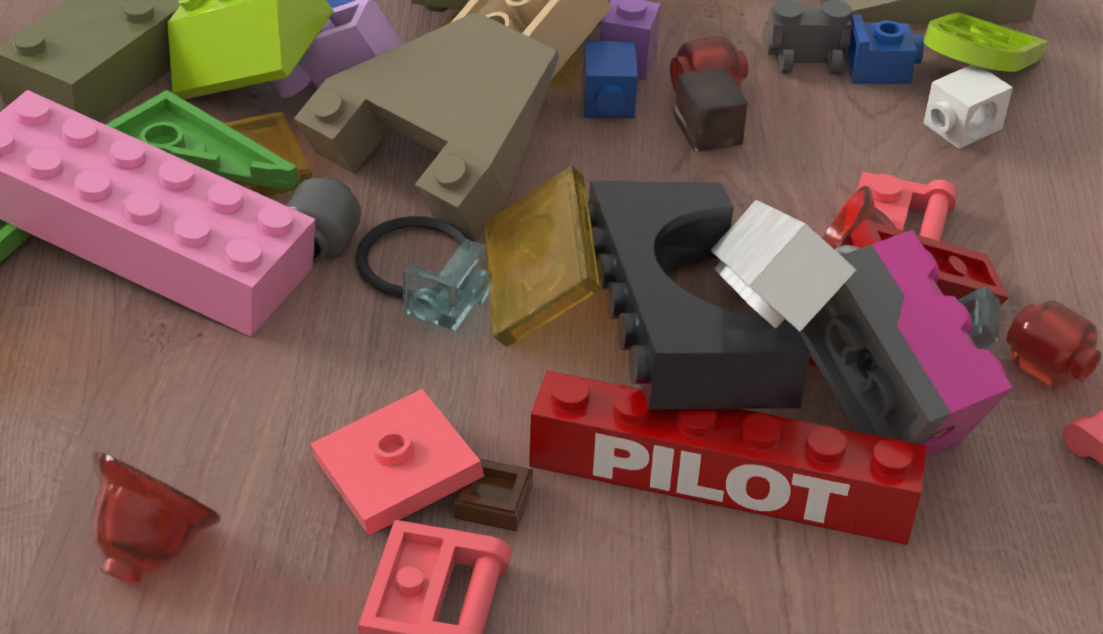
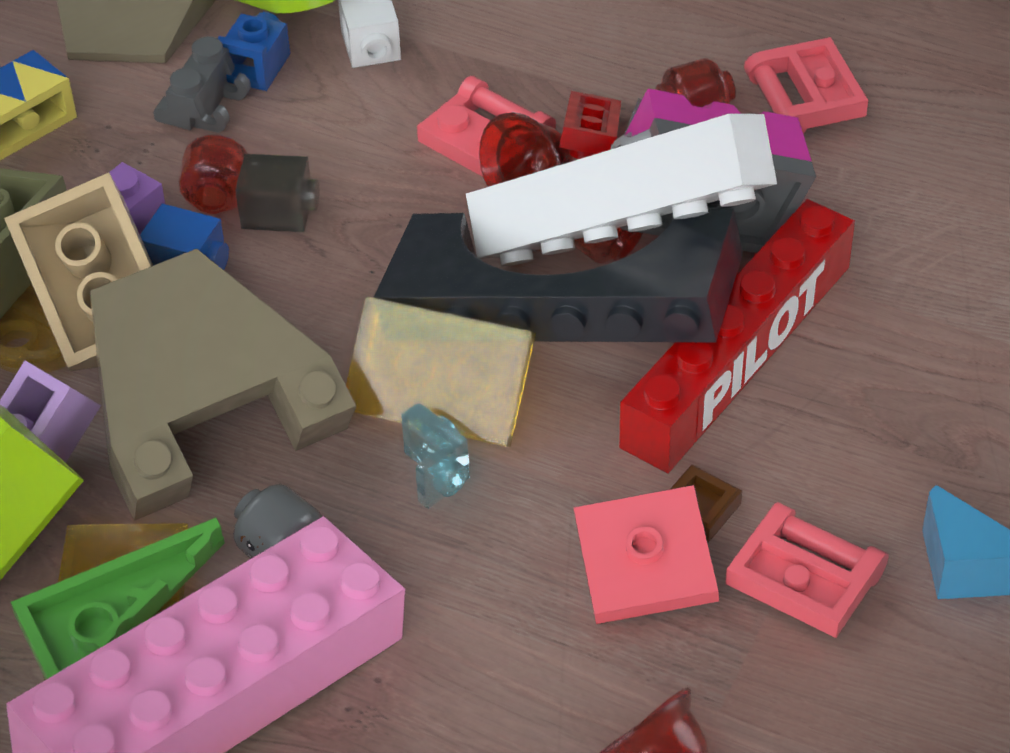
camera: 65 degrees left, 5 degrees up
(391, 225) = (362, 435): black tyre -> none

